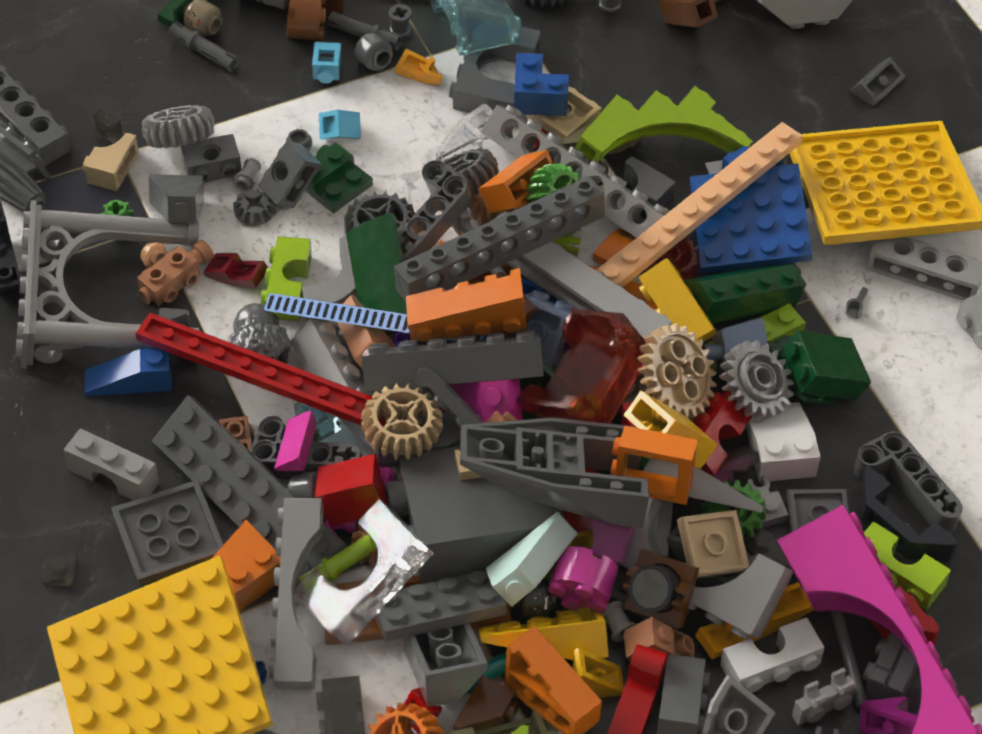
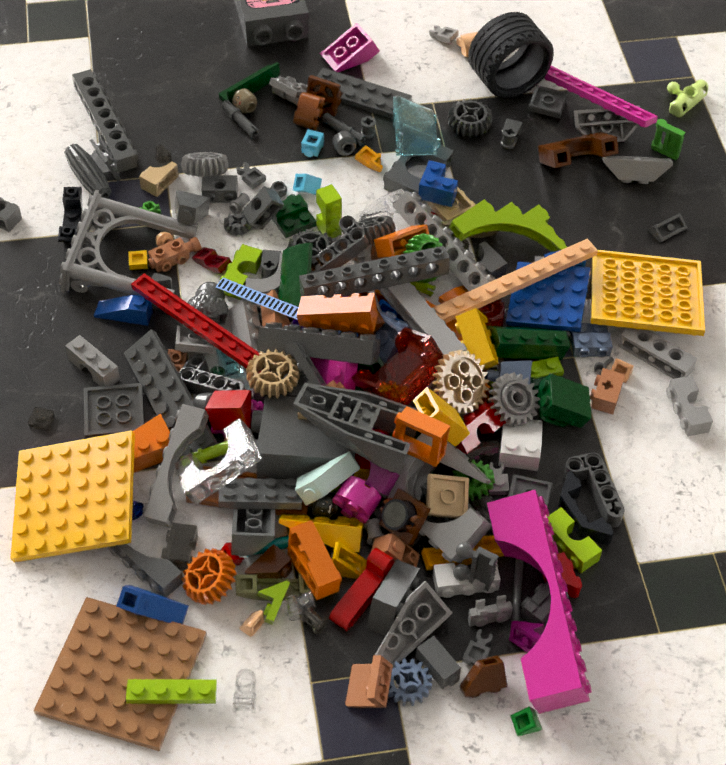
camera: 15 degrees right, 0 degrees up
(124, 294) = (138, 260): none -> yellow plate
(250, 401) = (189, 341): none -> light grey plate
(252, 130) = (252, 177): none -> dark grey plate
(296, 443) = (207, 373): dark pink slope -> none
(326, 256) = (269, 262): none -> dark grey piece
(396, 151) = (331, 211): none -> lime arch
(802, 635) = (482, 567): none -> dark grey gear
(830, 270) = (592, 341): none -> sand blue plate
(877, 337) = (607, 391): none -> nougat brick
(885, 303) = (622, 367): none -> light nougat slope

